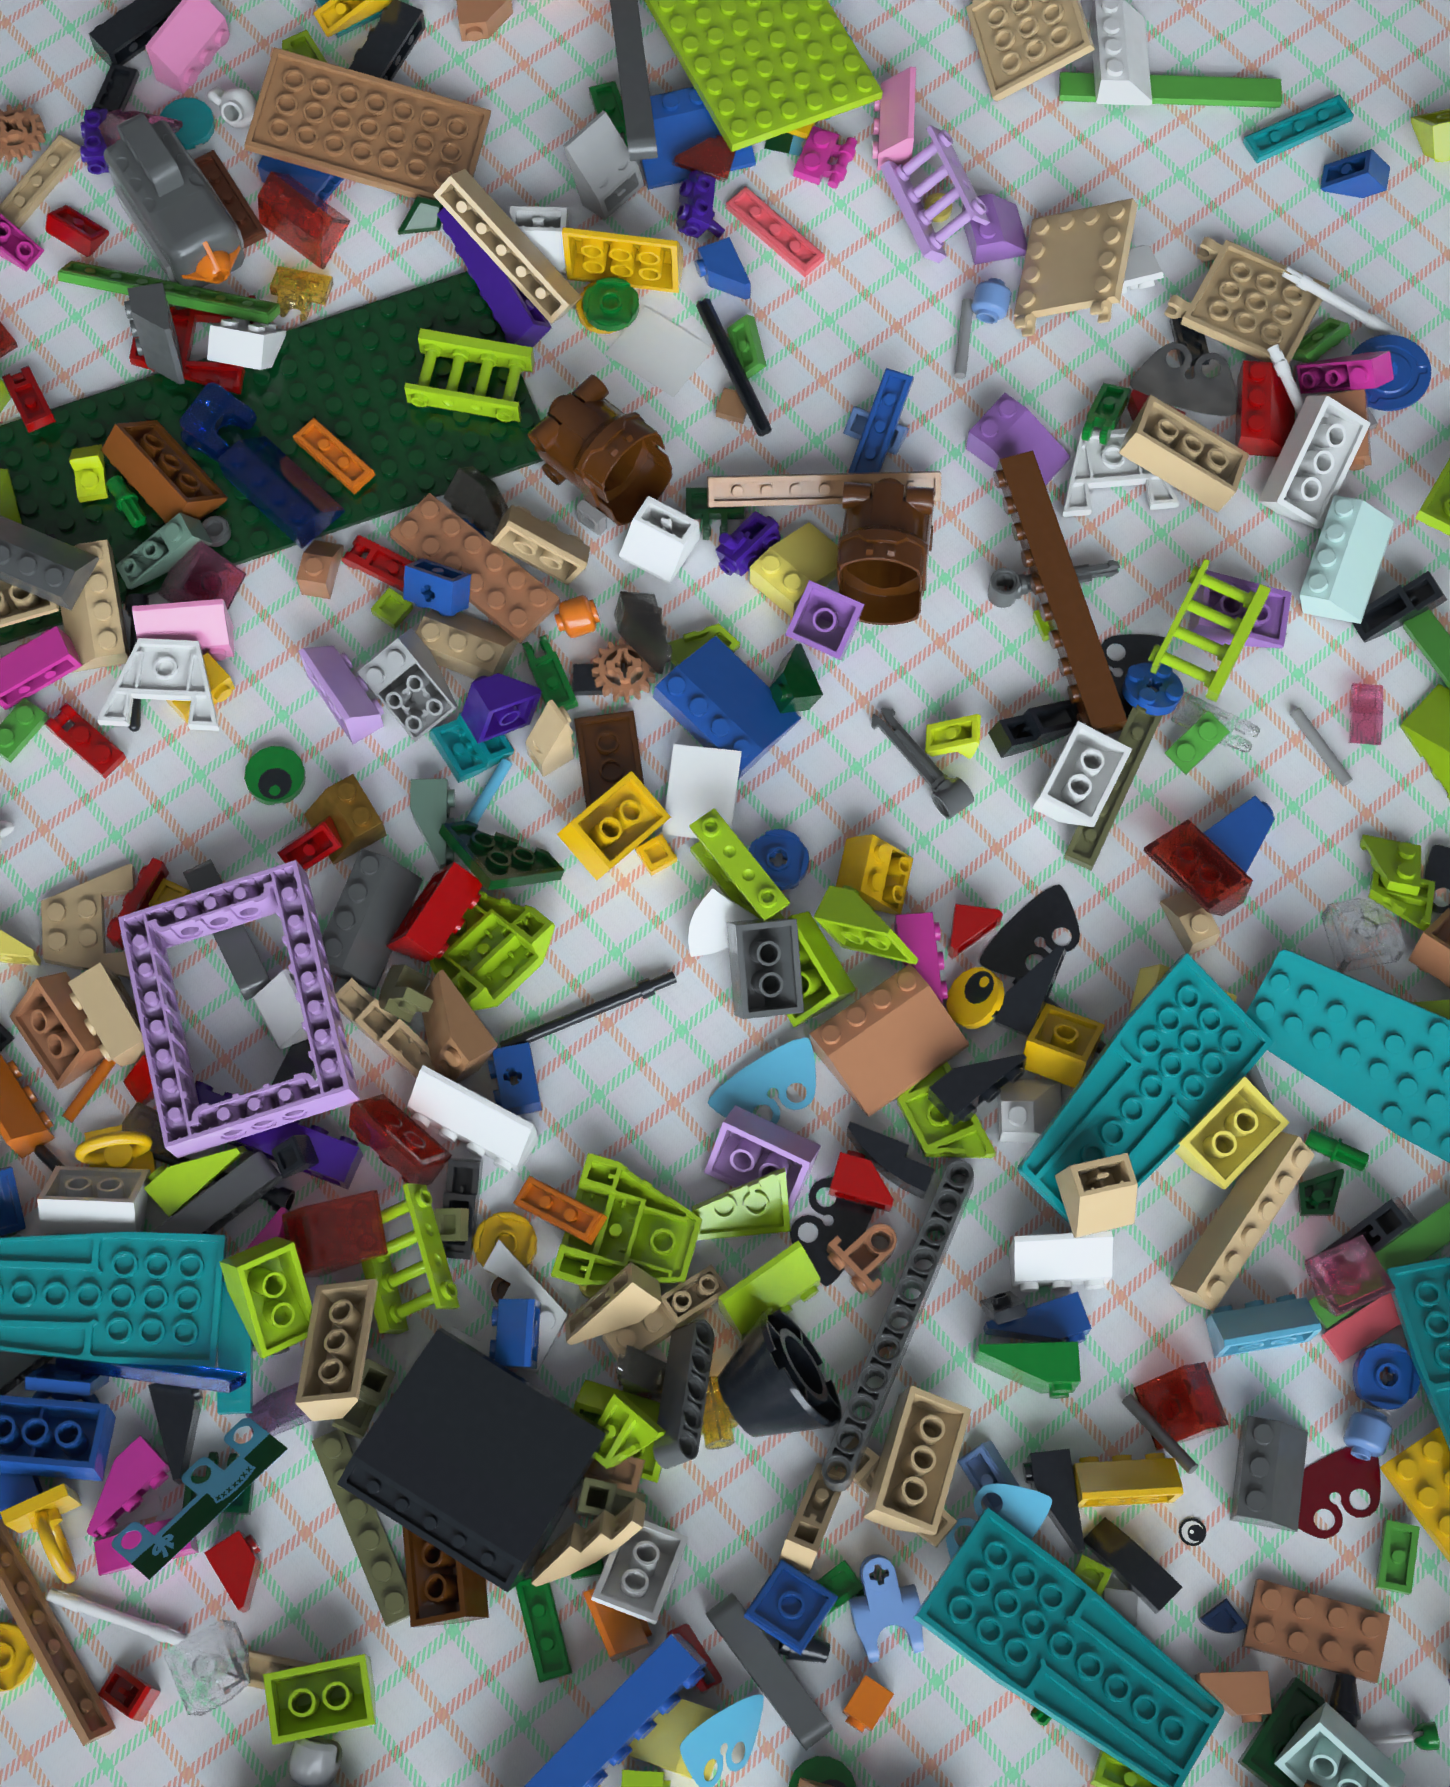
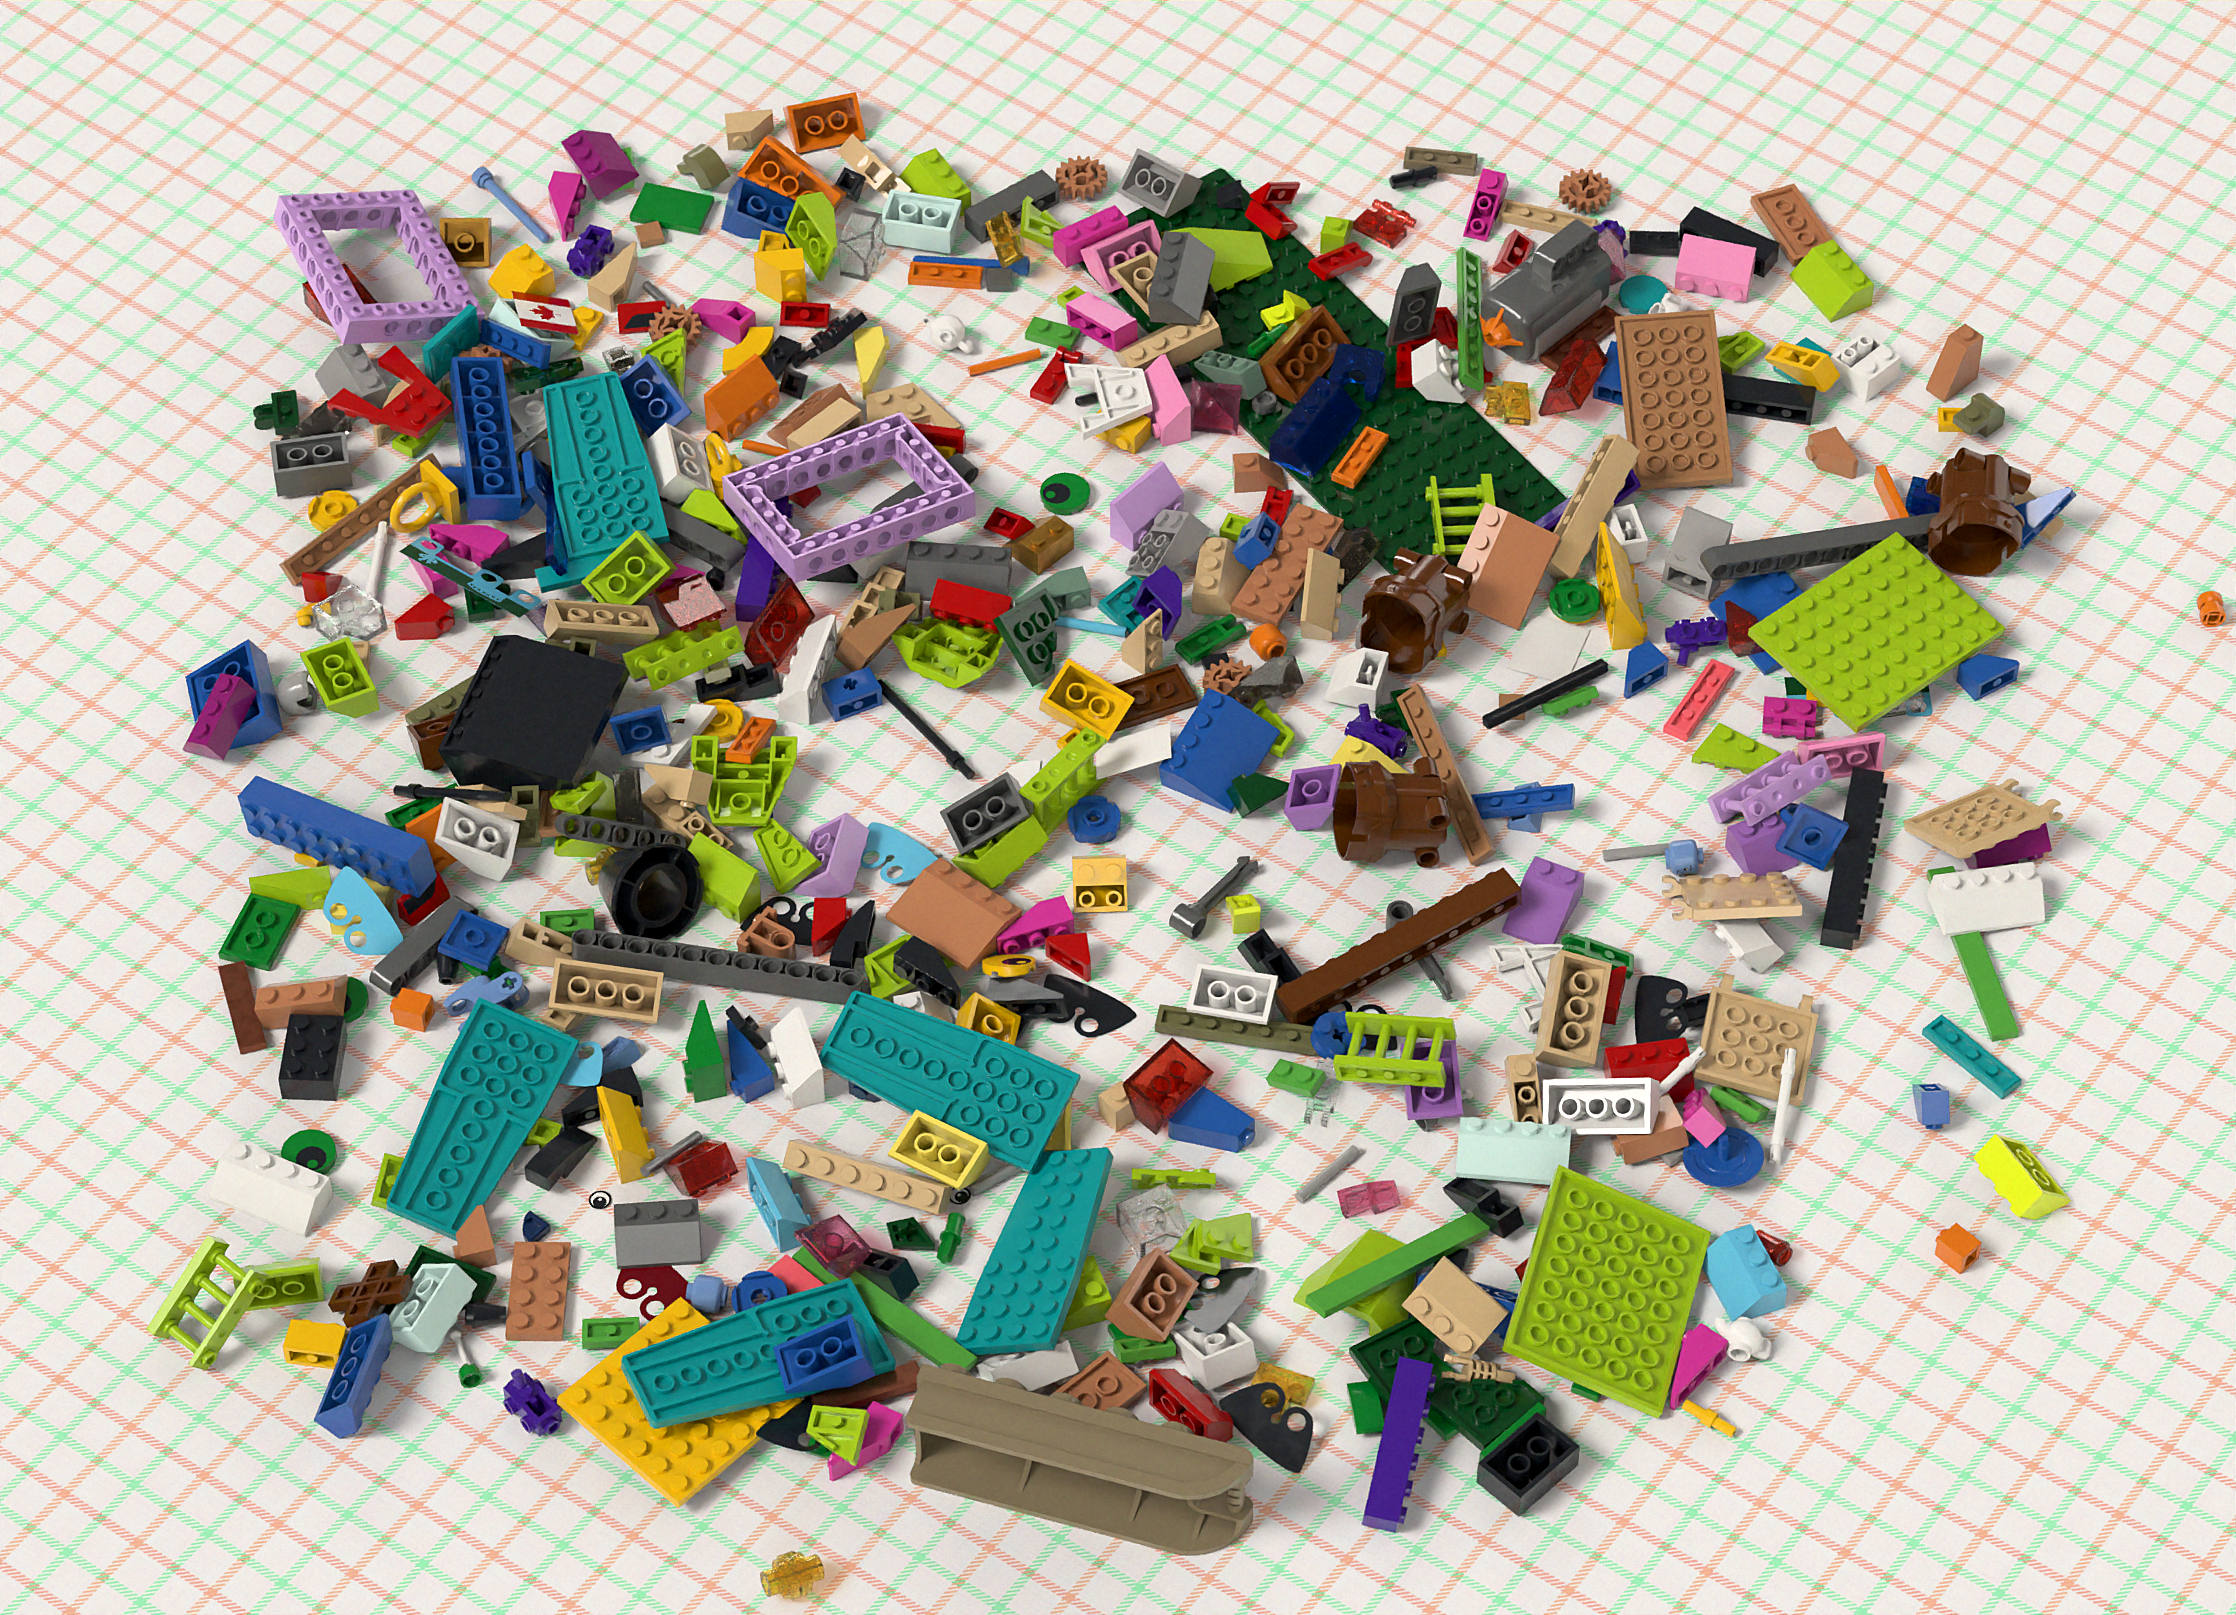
camera: 75 degrees right, 20 degrees down
(41, 793) = (1004, 362): none -> orange bar
(168, 1719) = (304, 615): none -> yellow arm
(295, 1155) = (747, 569): black slope -> none
(524, 1633) = (417, 792): none -> black bar
(555, 346) = (1506, 564): none -> nougat slope
(777, 1487) = (568, 921): none -> bright green plate
(855, 217) = (1733, 750): none -> lime wing
(858, 927) = (1044, 868): lime slope -> none
(1009, 174) = (1810, 834): none -> blue tile
(1029, 152) = (1852, 859): none -> black brick
(1099, 1194) = (845, 1044): tan slope -> none
(1261, 530) = (1523, 1088): none -> tan slope
(1311, 902) = (1175, 1178): none -> lime wing

